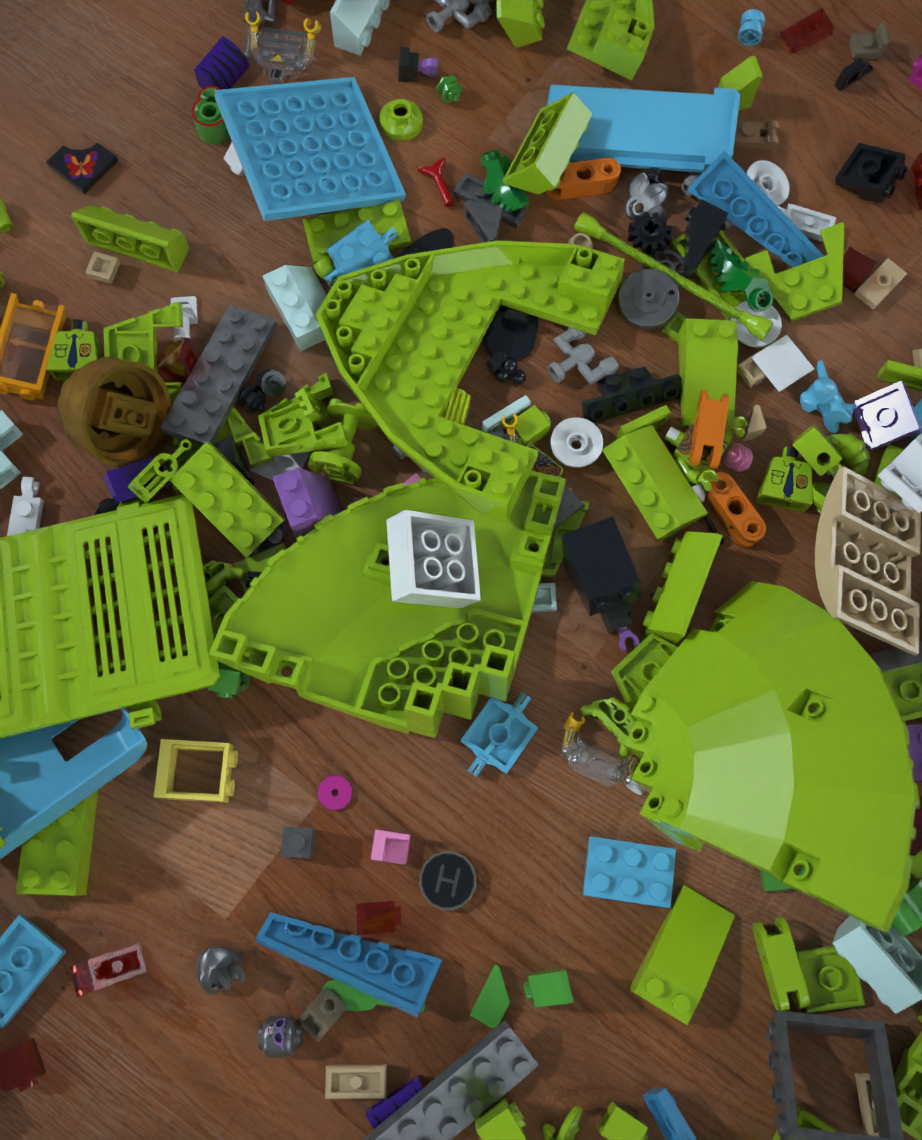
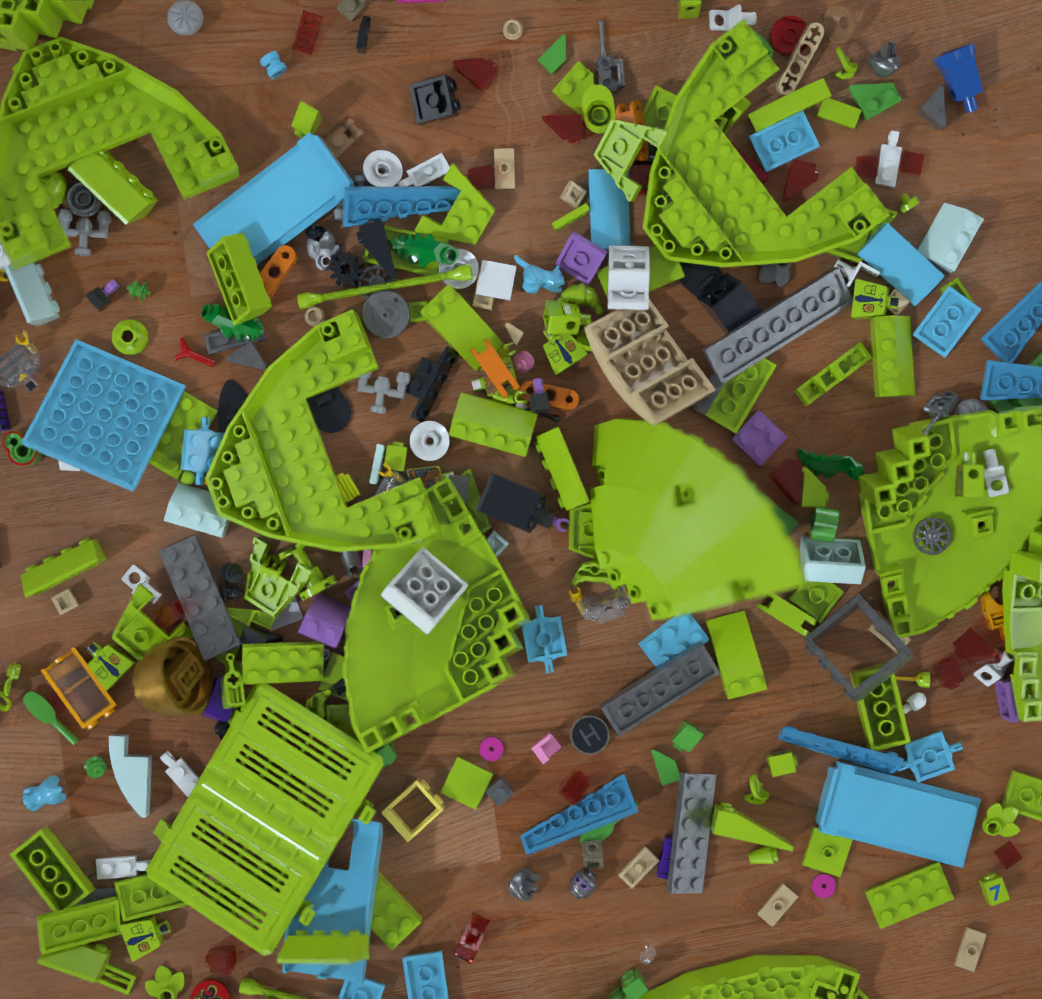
camera: 45 degrees left, 15 degrees up
(275, 801) = (466, 783): none -> lime tile
(393, 473) = (349, 560): none -> flat silver piece
(506, 368) = (347, 434): black piece -> none
(569, 905) = (659, 688): none -> flat silver plate
(655, 418) = (455, 393): lime tile -> none
(725, 497) = (539, 401): none -> pearl dark grey piece

